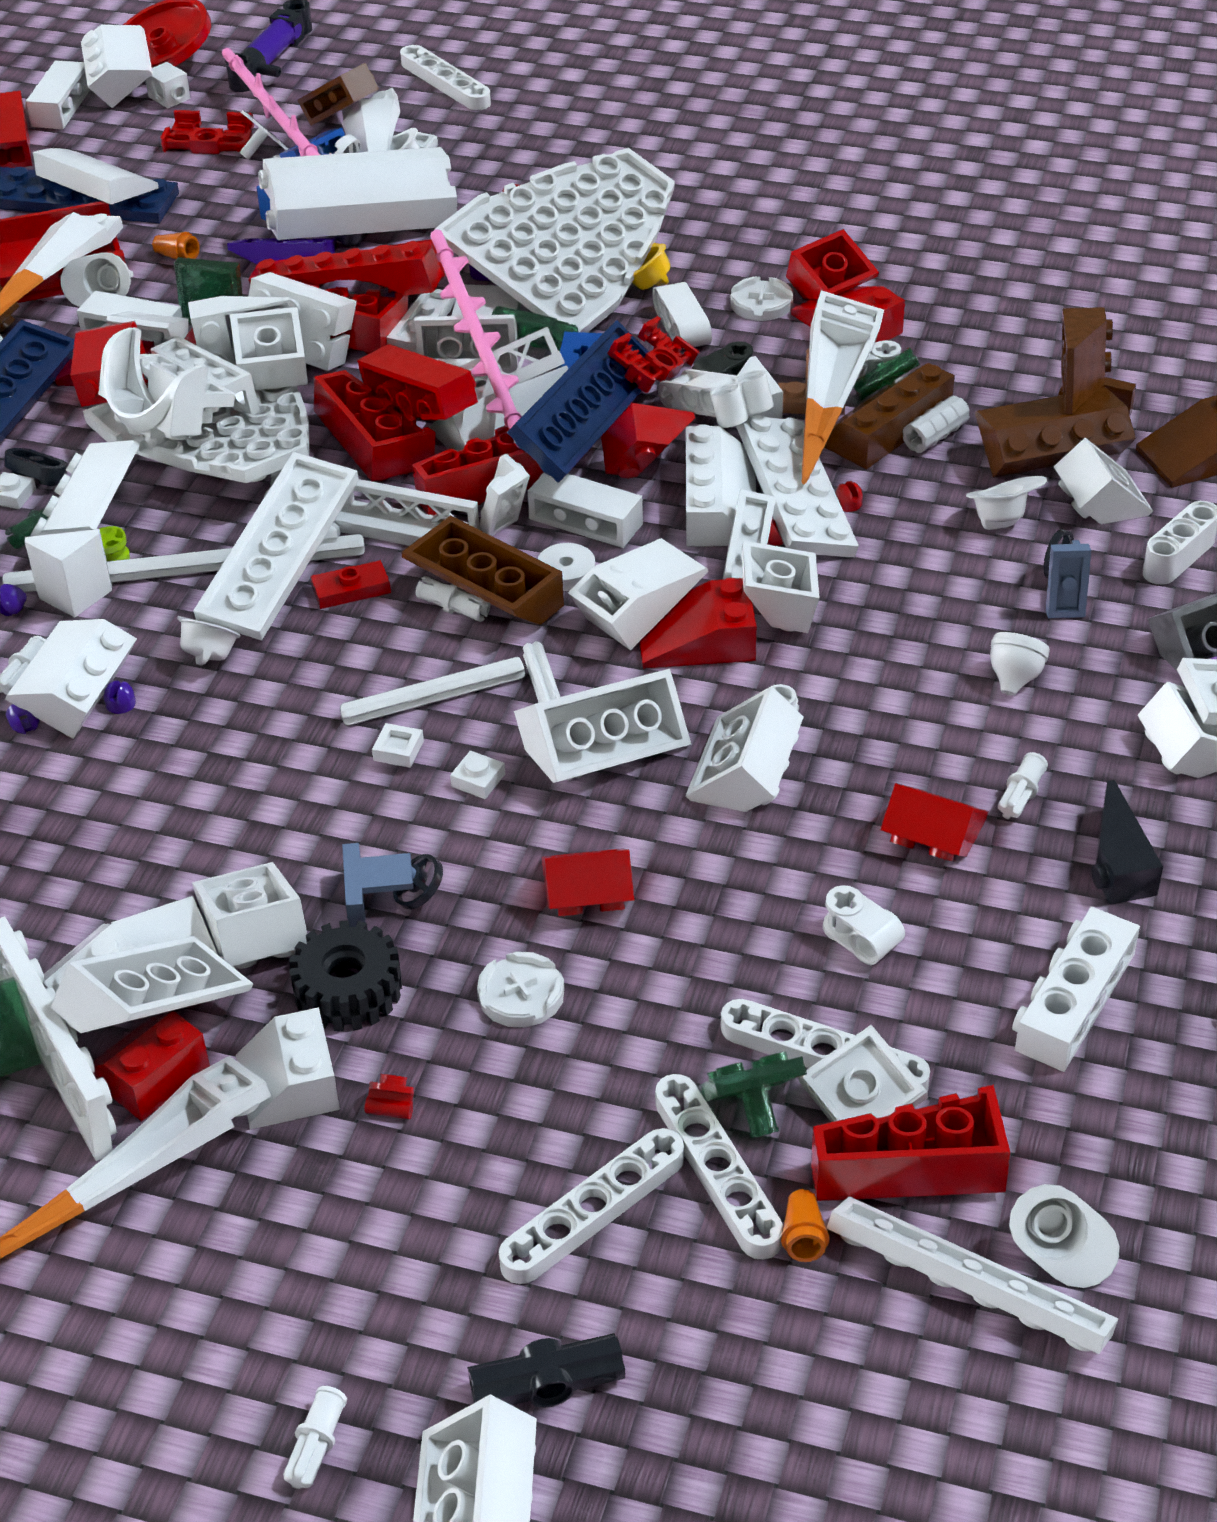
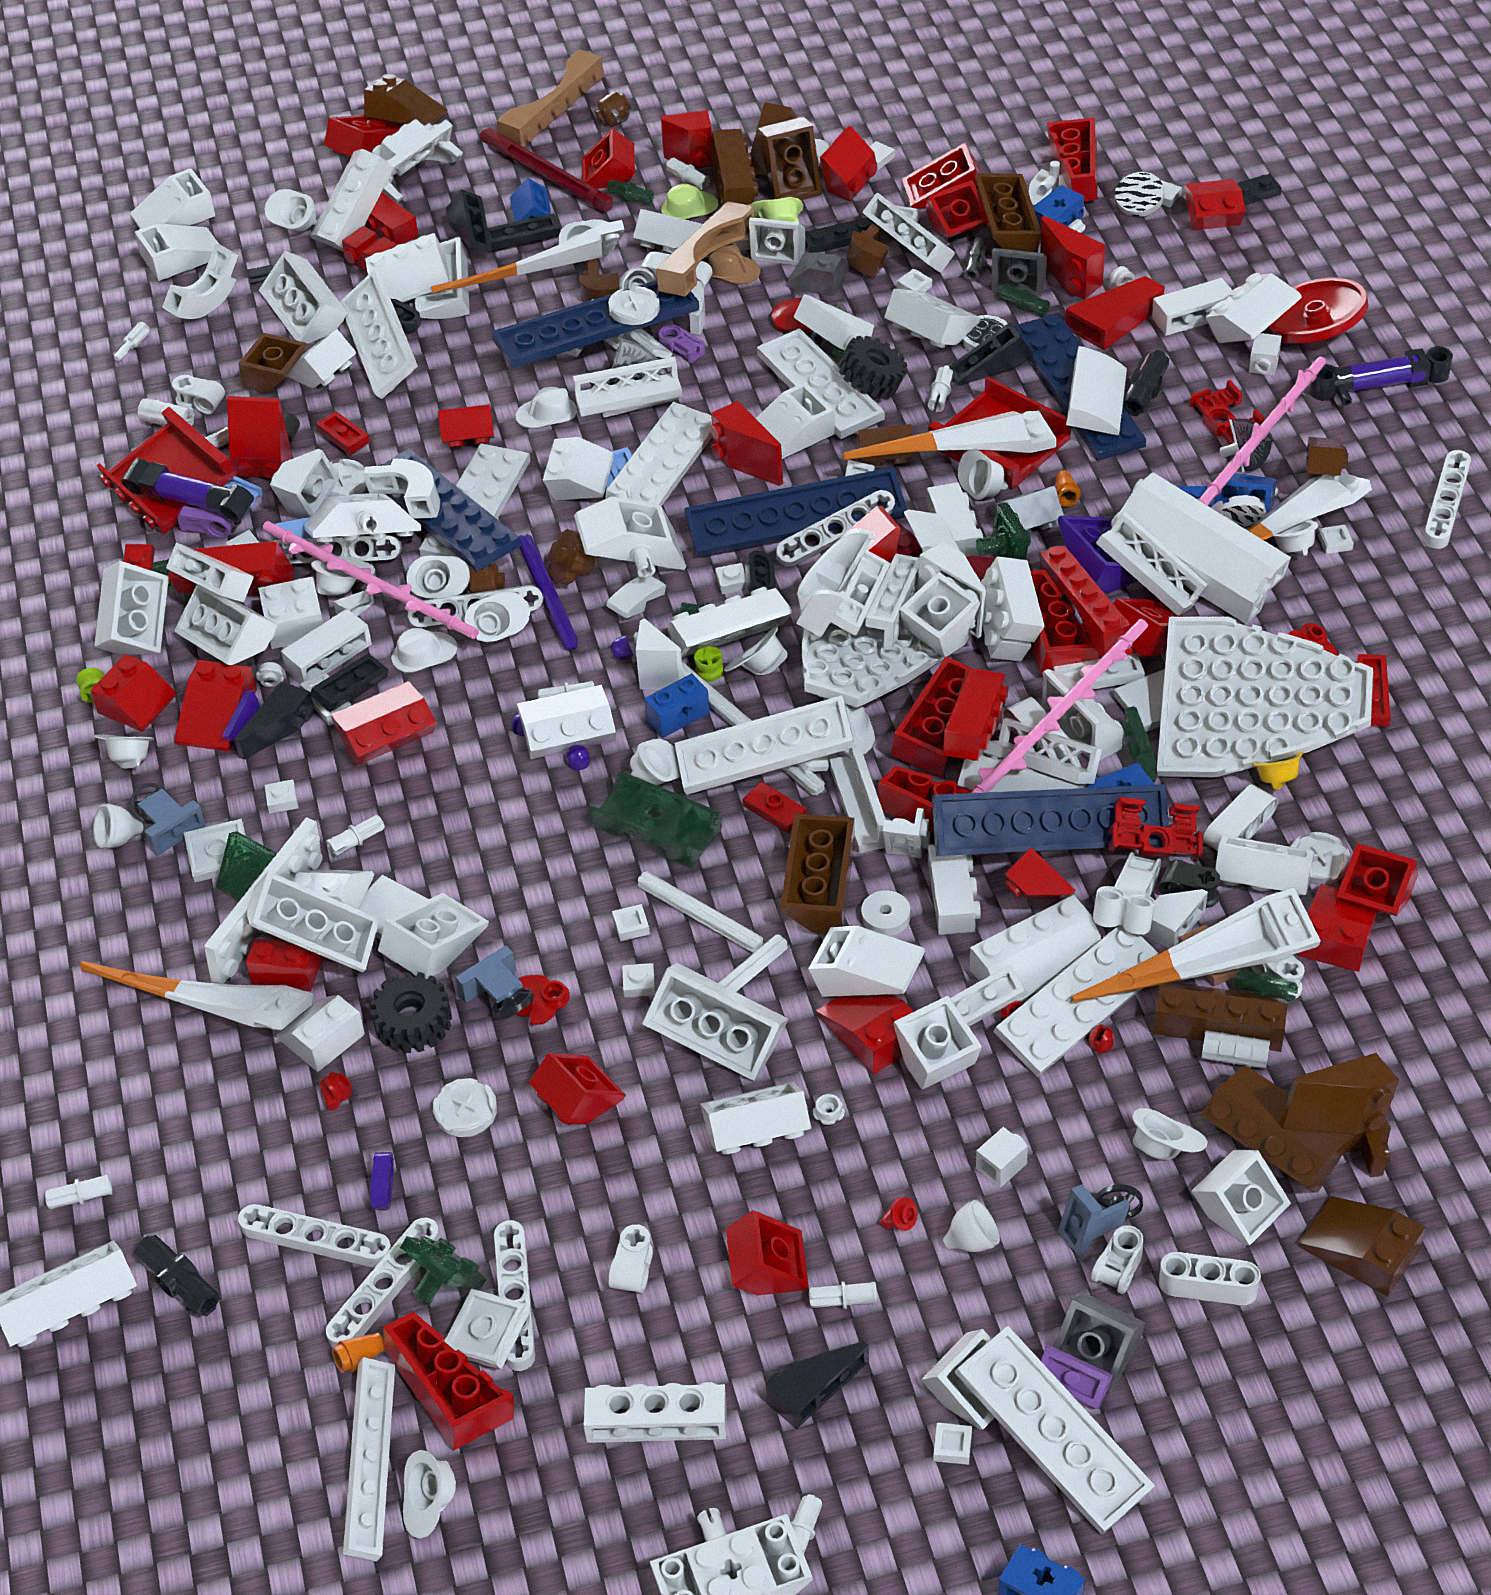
camera: 60 degrees right, 5 degrees up
(25, 915) = (355, 835): none -> white axle
(40, 401) = (821, 530): none -> white beam
(109, 150) = (1146, 382): none -> black piece
(143, 589) = (677, 705): none -> blue brick
(144, 503) = (762, 657): none -> white piece
(161, 280) = (1035, 508): none -> slope
(244, 671) = (682, 829): none -> clear green piece
(342, 236) = (1151, 573): none -> white fence
(443, 847) = (543, 1005): none -> red plate
(570, 1101) = (382, 1180): none -> dark purple beam
(754, 316) = (1263, 865): none -> white brick
(942, 609) = (1001, 1157): none -> white brick
(950, 707) = (900, 1215): none -> red plate
(1121, 584) = (1118, 1264): none -> white piece

